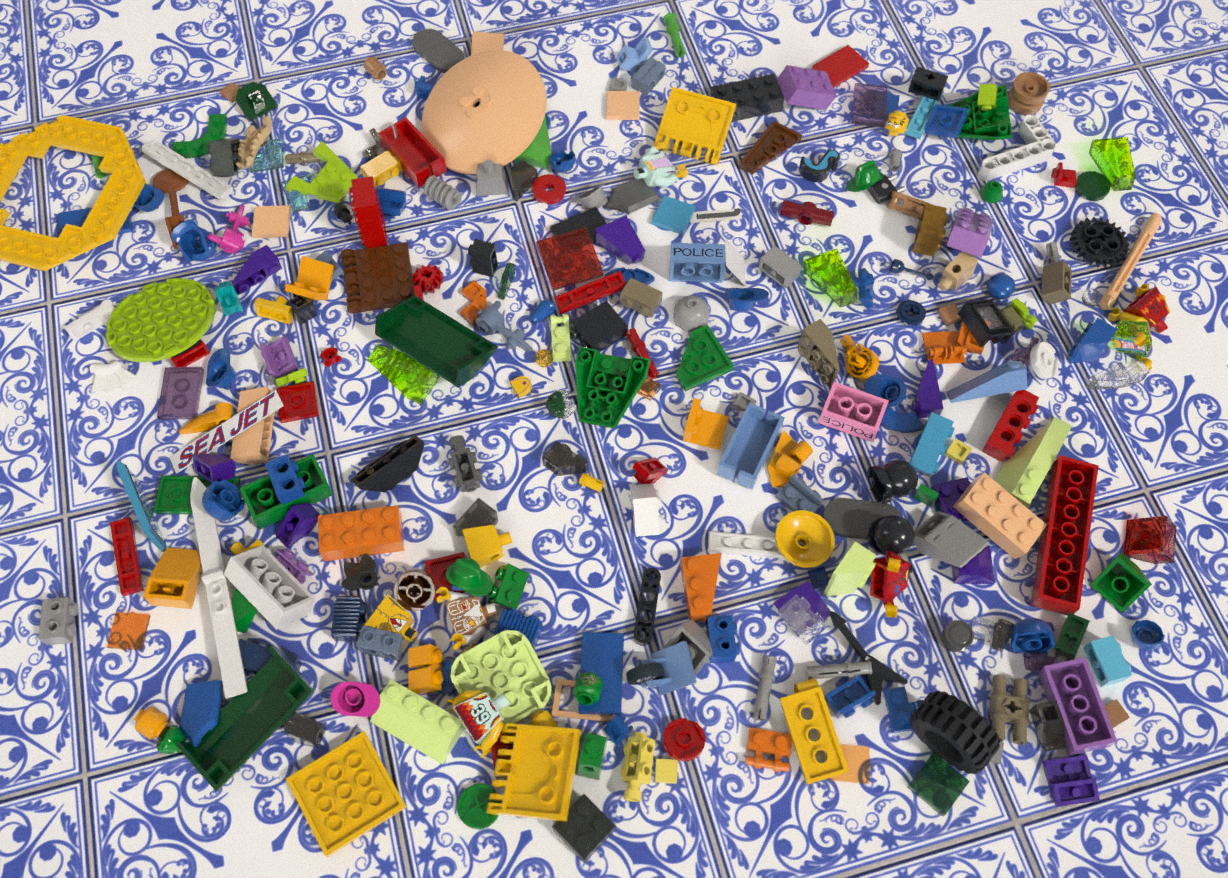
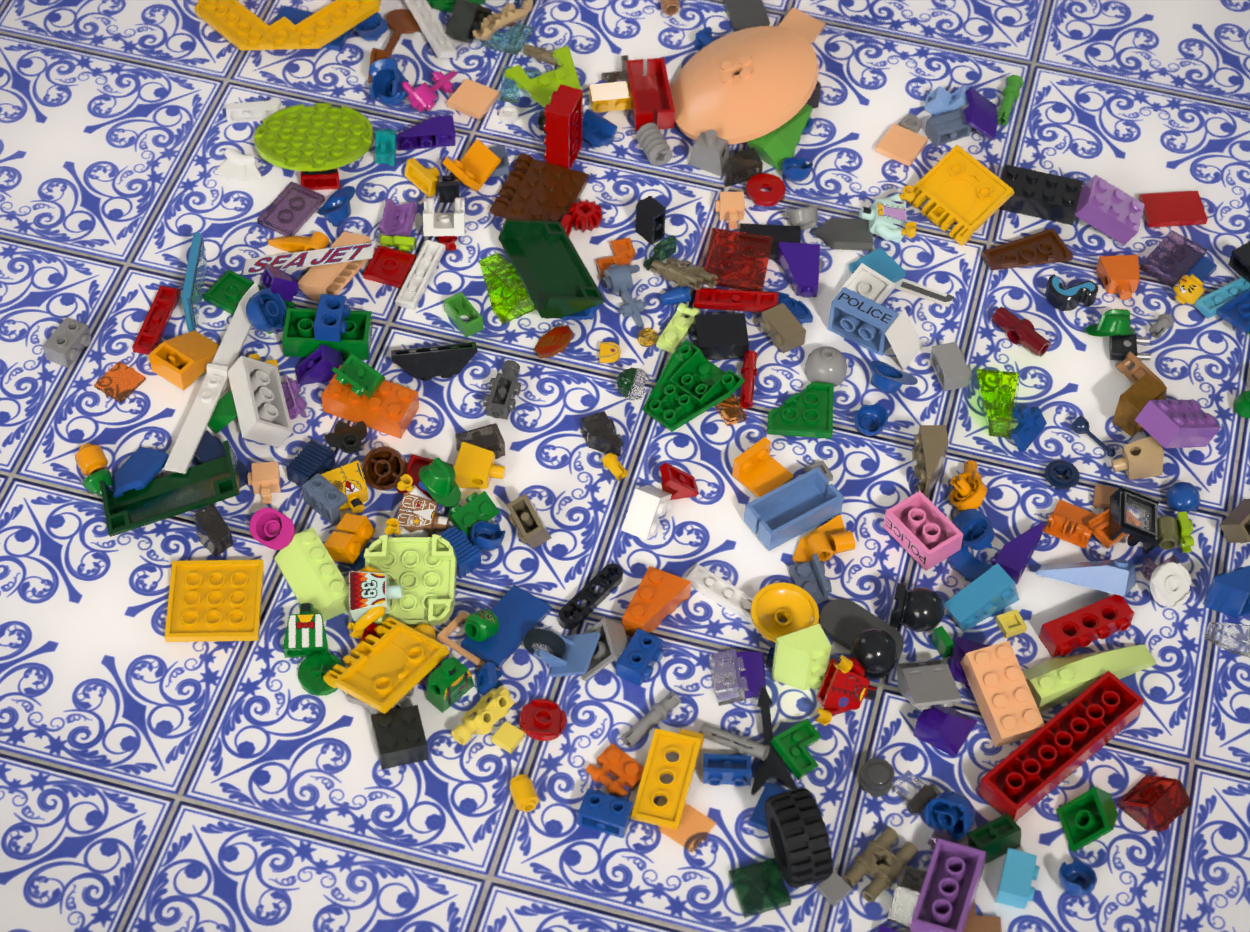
camera: 30 degrees right, 10 degrees down
(309, 221) = (508, 115): none -> white tile
(317, 654) = (265, 479): none -> light nougat brick
(320, 341) = (444, 223): none -> white panel
(328, 397) = (420, 274): none -> white tile
(343, 520) = (359, 375): none -> green bracket
(378, 407) = (460, 306): none -> bright green piece
(445, 779) = (305, 633): none -> torso
(475, 400) = (554, 341): none -> piece
(534, 601) = (487, 535): none -> blue hair
(535, 217) = (731, 207): none -> light nougat brick
(539, 290) = (684, 273): none -> dark tan pin
(560, 570) = (528, 521): none -> dark tan brick
(666, 54) = (981, 114): none -> dark purple slope
(677, 230) = (869, 284): none -> white tile
(714, 816) = (523, 793): none -> yellow brick
(754, 339) = (871, 419): none -> blue hair
(787, 793) = (605, 813): none -> blue brick
(842, 134) = (1119, 274): none -> orange torso
(882, 647) = (792, 747): none -> green plate

